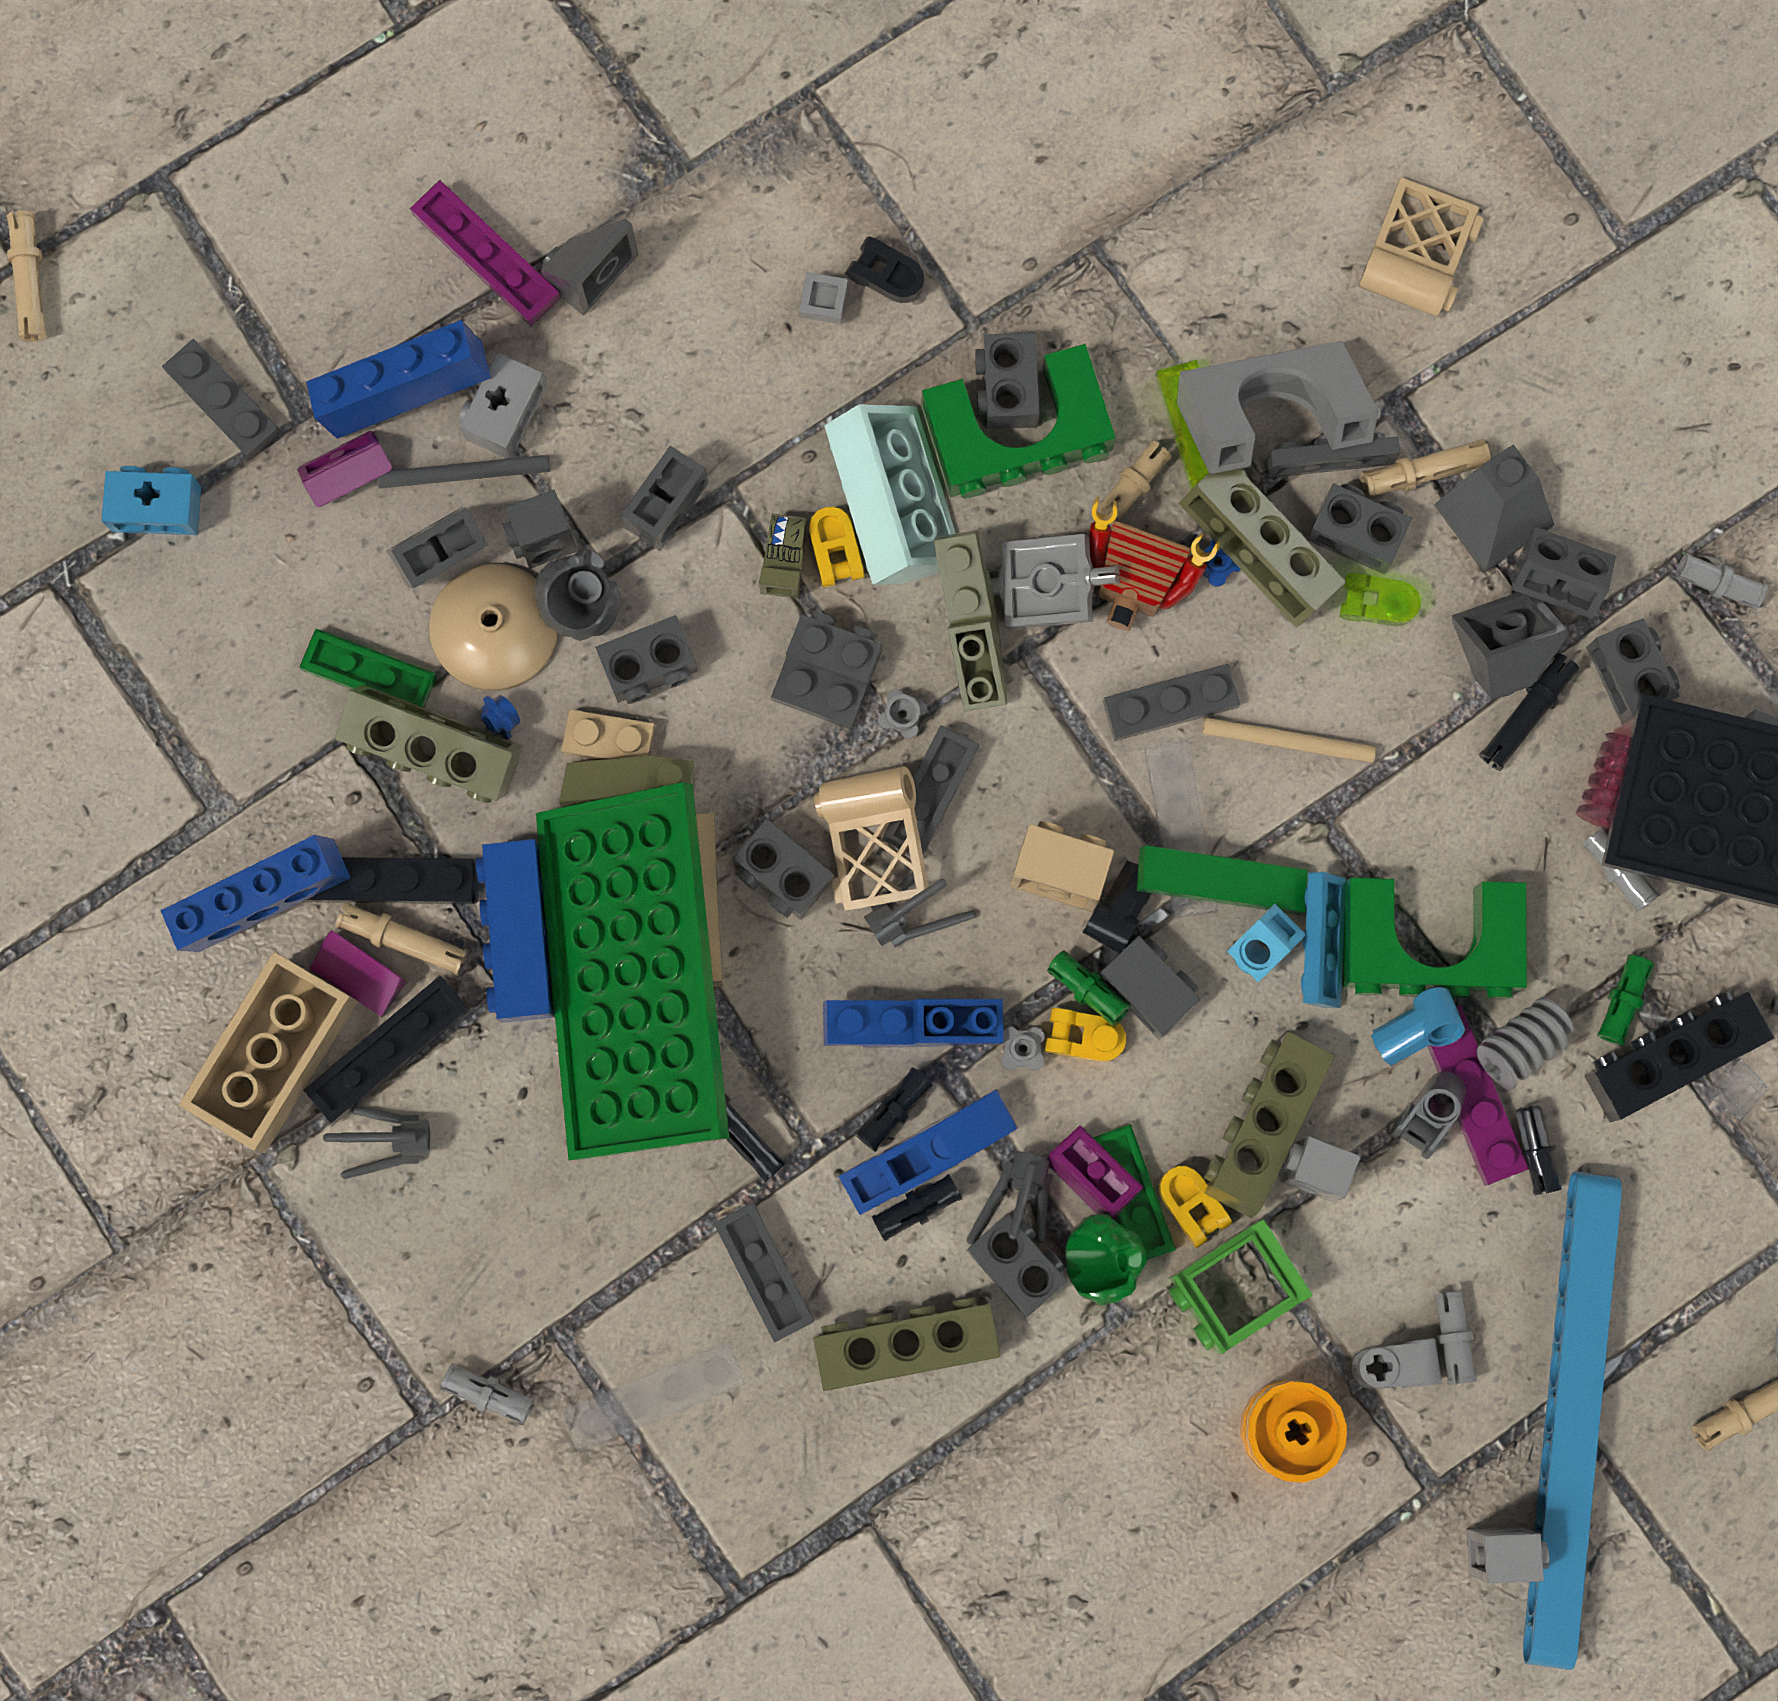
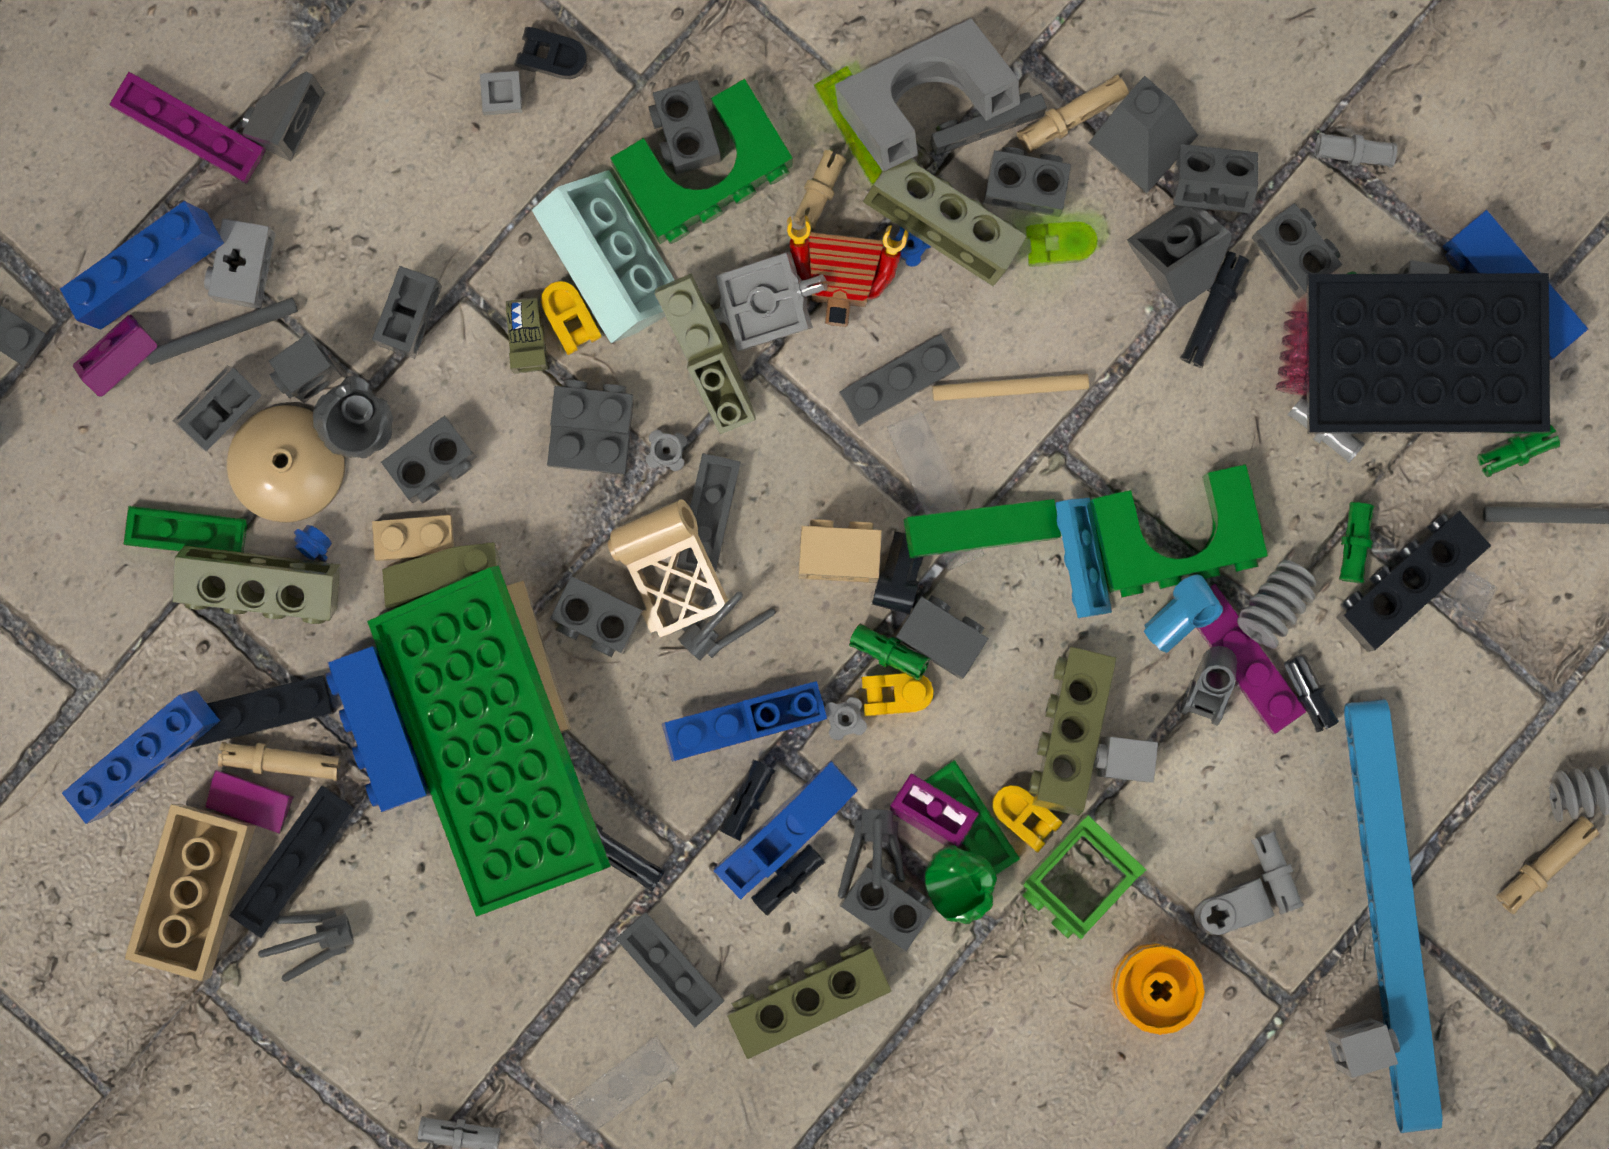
camera: 20 degrees left, 5 degrees up
(1276, 932) = (1038, 562): medium azure brick -> none

